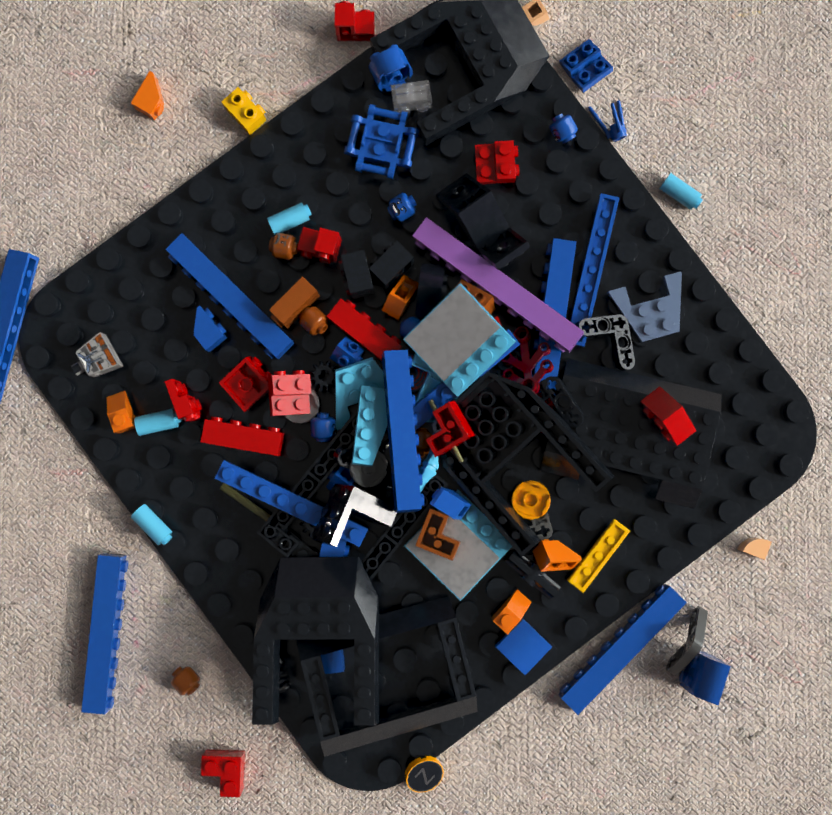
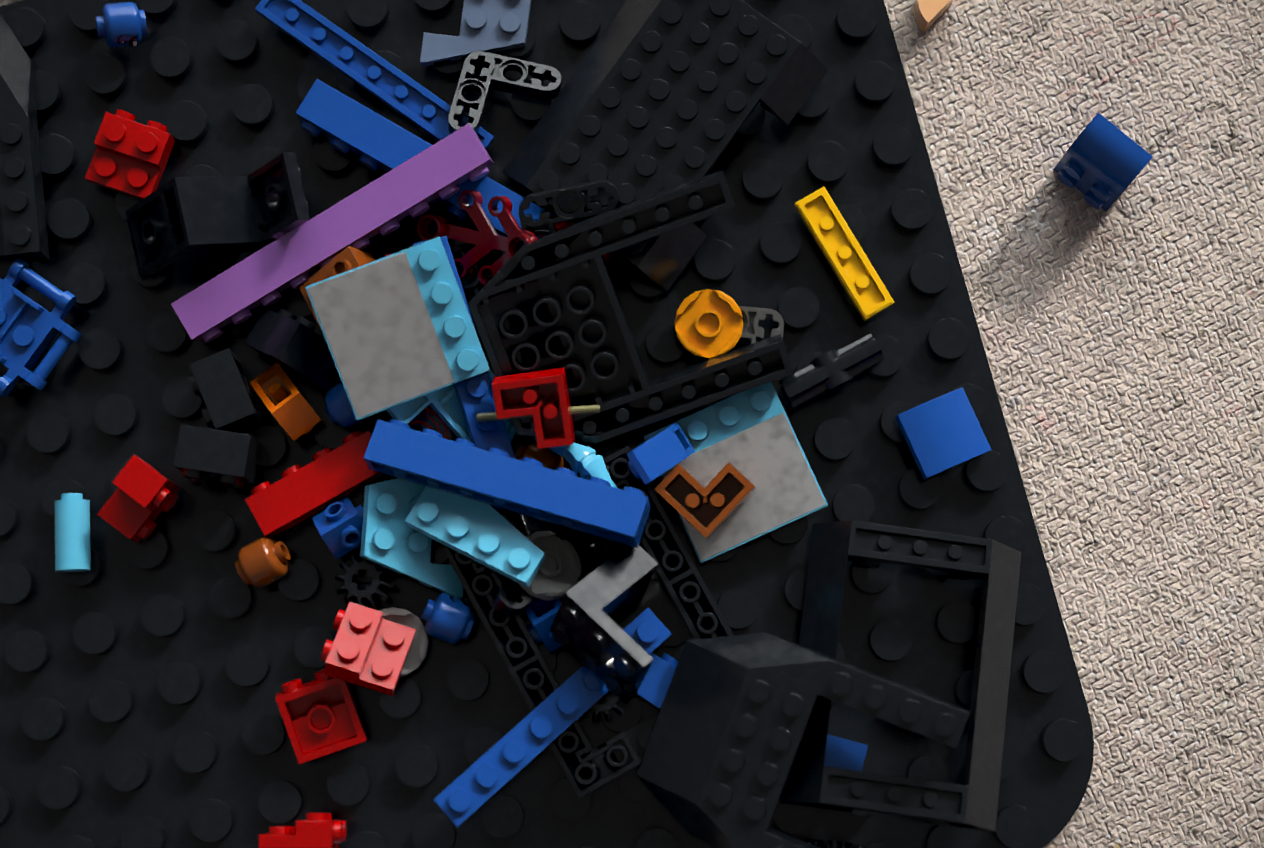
camera: 70 degrees left, 5 degrees down
(207, 331) = (203, 749): blue slope -> none
(230, 296) = (160, 687): blue brick -> none
(242, 437) = (408, 760): red brick -> none
(245, 502) = (520, 801): olive bar -> none
(283, 246) = (115, 561): dark orange head -> none
(293, 302) = (219, 581): dark orange brick -> none
(402, 207) = (135, 338): blue head -> none
(424, 774) = (1091, 684): black tile -> none
(511, 611) = (879, 430): orange slope -> none
(555, 556) = (816, 321): orange slope -> none
(621, 648) = (1010, 279): blue brick -> none
(668, 416) = (659, 44): red brick -> none
(693, 645) = (1048, 164): dark grey beam -> none

